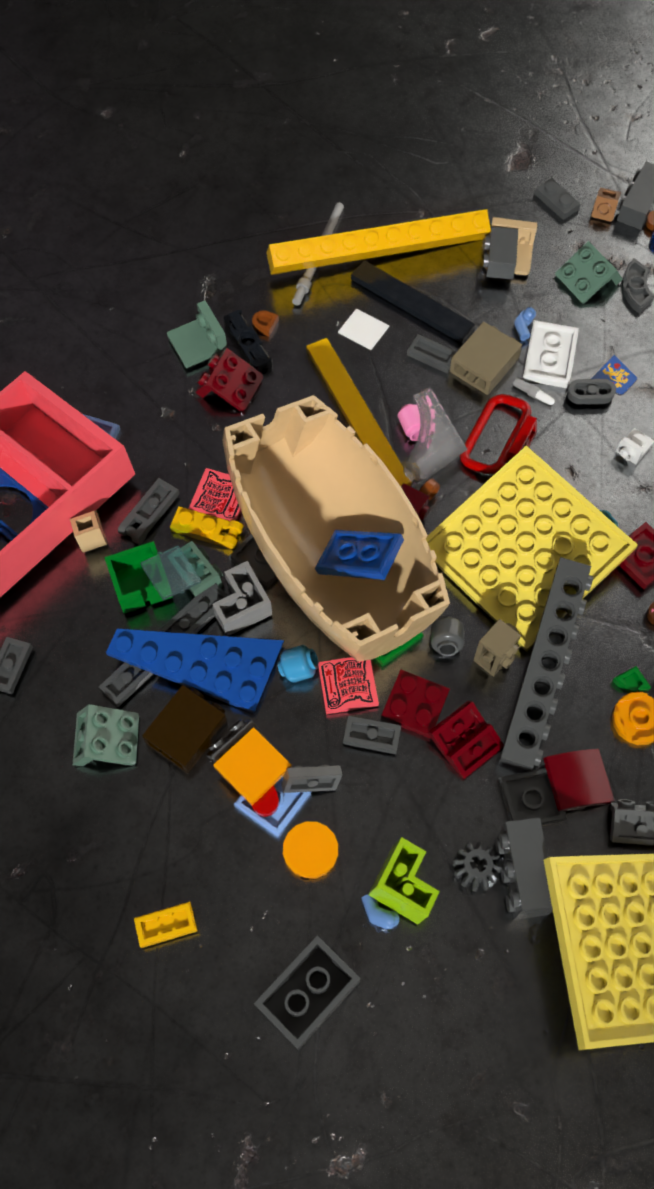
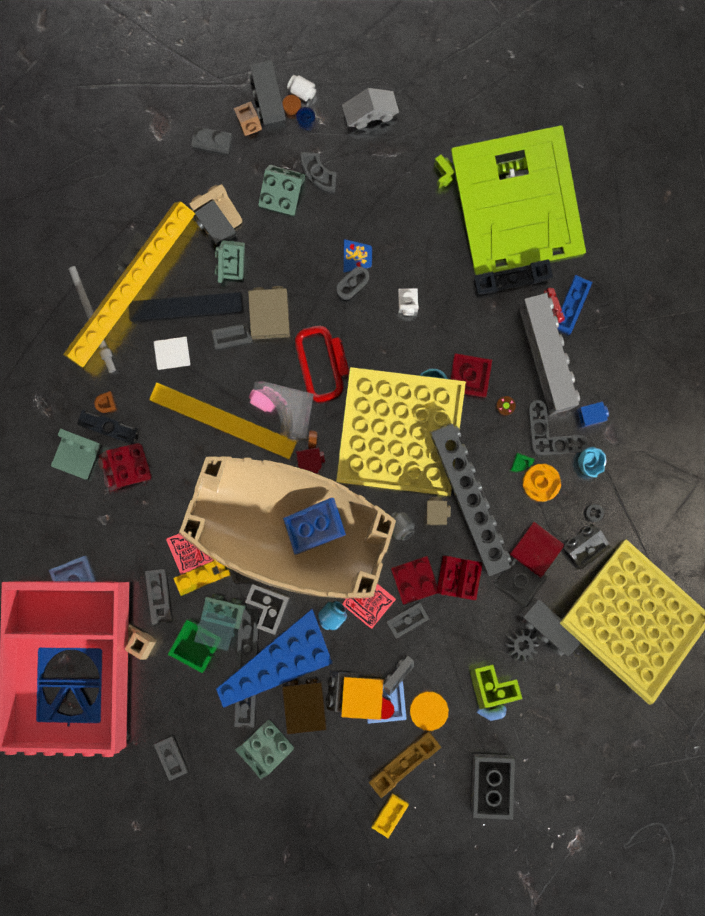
camera: 45 degrees left, 20 degrees up
(232, 881) = (404, 763): none -> pearl gold slope
(488, 288) = (230, 260): none -> sand green bracket
(522, 322) = (269, 265): medium blue arm -> none
(533, 391) = (317, 311): light grey piece -> none
(550, 354) = (305, 273): white tile -> none

